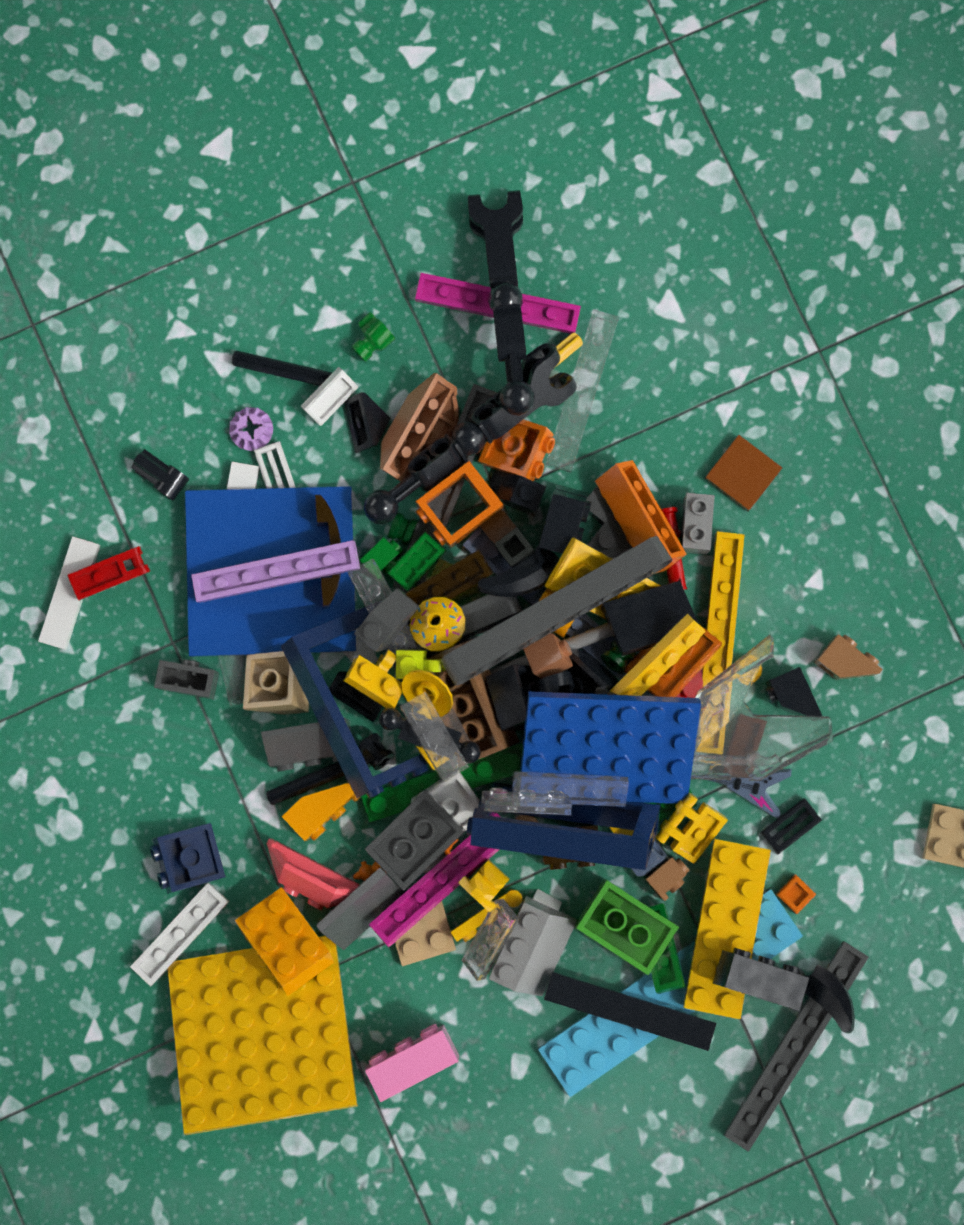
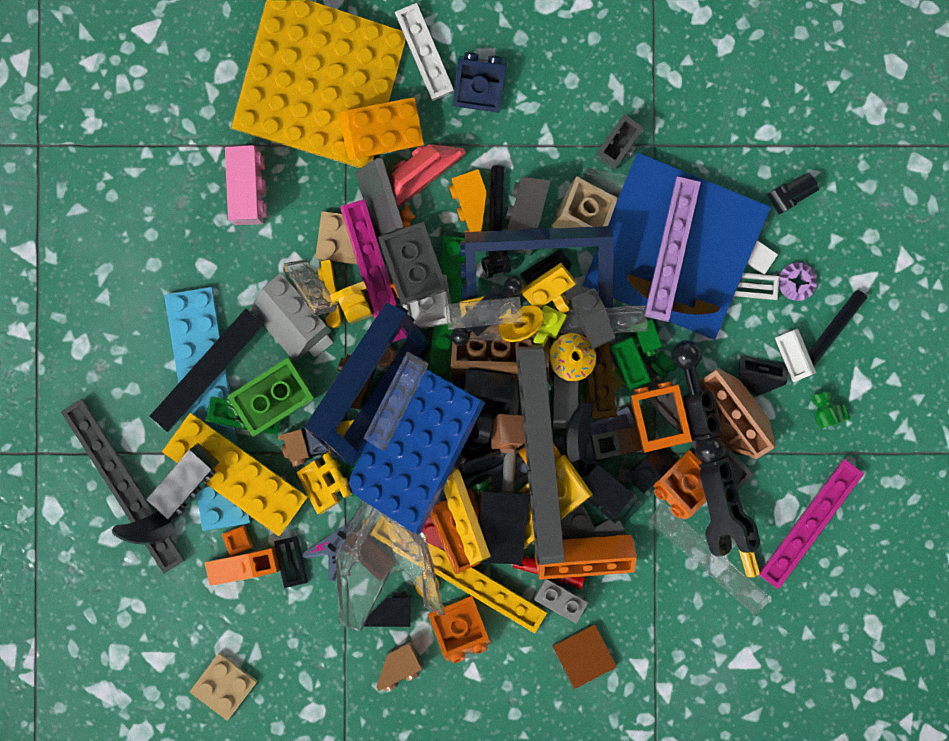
camera: 110 degrees right, 5 degrees up
(64, 603) = (730, 81): white tile -> none
(107, 573) = (731, 117): red plate -> none
(505, 297) = (811, 531): black piece -> none
(526, 802) = (400, 361): clear plate -> none
(778, 612) = (460, 630): none -> orange plate
(820, 875) = (242, 566): none -> orange slope

